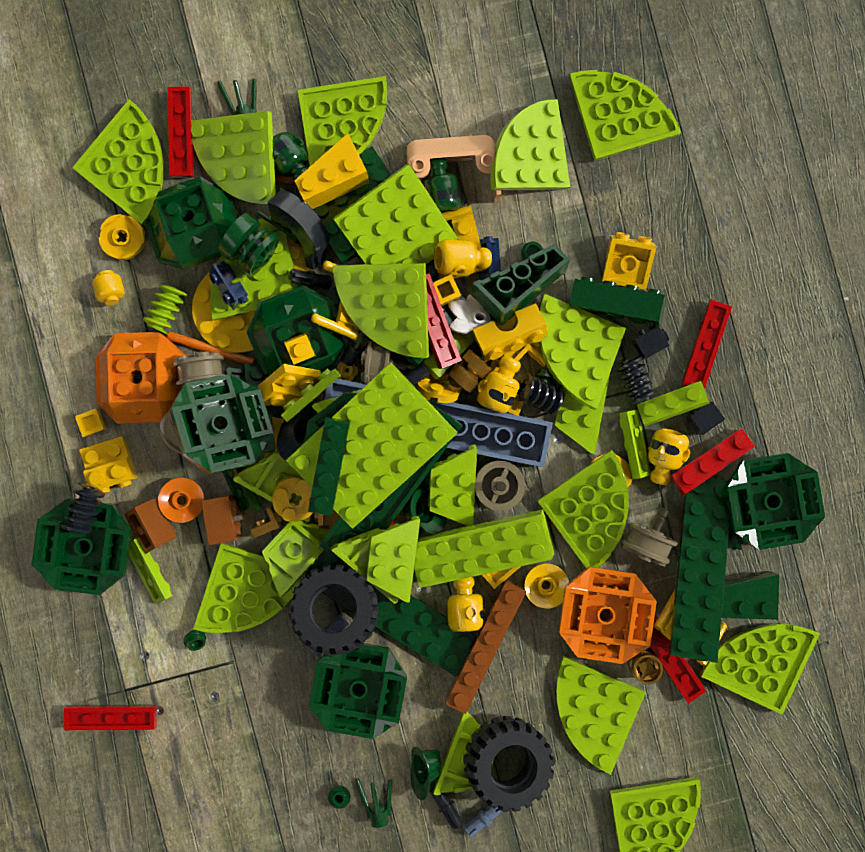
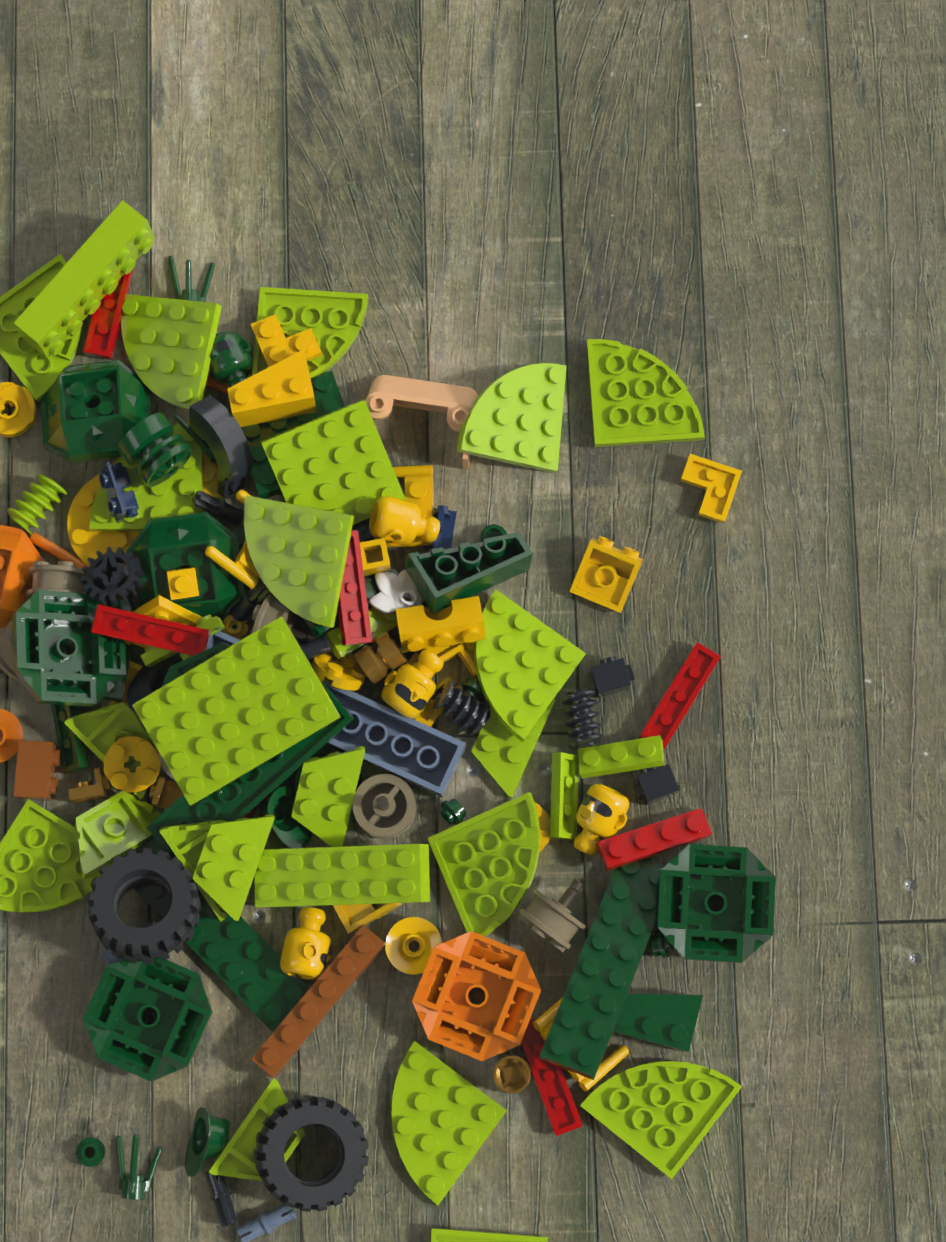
camera: 15 degrees right, 10 degrees down
(155, 115) = (85, 280): none -> lime brick
(231, 356) = (111, 576): none -> black gear
(284, 394) = (150, 631): none -> red plate
(326, 137) = (277, 347): none -> yellow plate
(329, 466) = (180, 721): dark green plate -> none
(442, 187) = (401, 436): dark green piece -> none
(552, 476) = (452, 812): none -> dark green plate
(618, 301) = (583, 618): dark green wedge -> none
(699, 167) = (717, 480): none -> yellow plate

